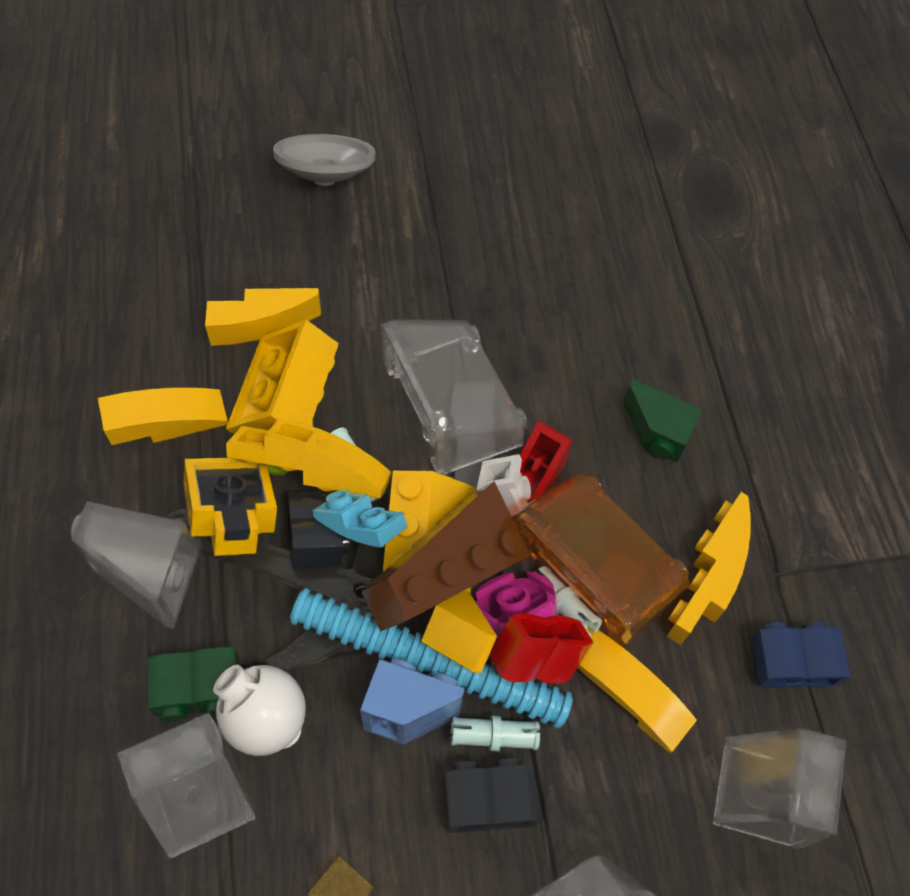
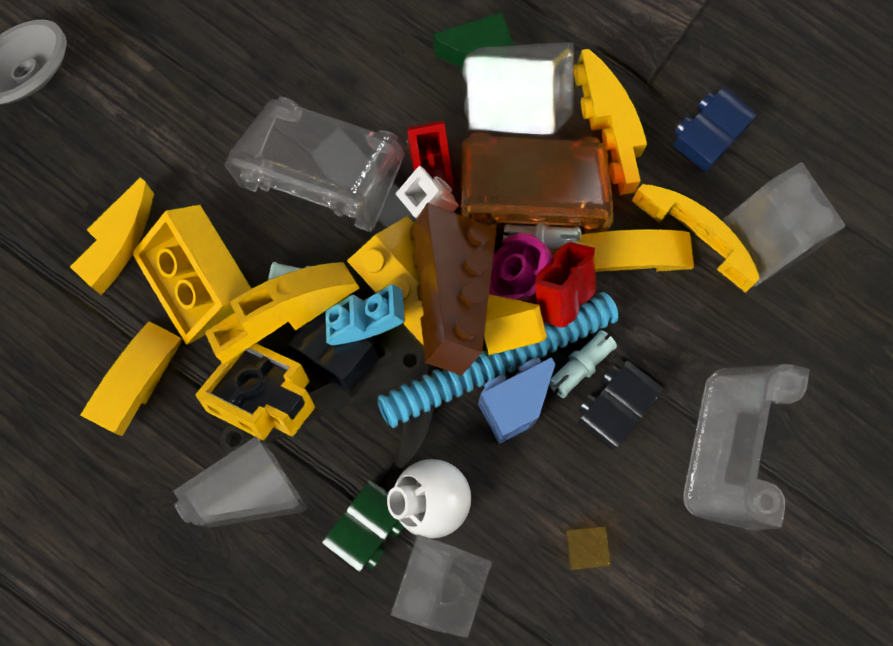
camera: 45 degrees left, 15 degrees up
(662, 475) = (520, 87): none -> clear slope
(695, 673) = (707, 226): none -> yellow slope

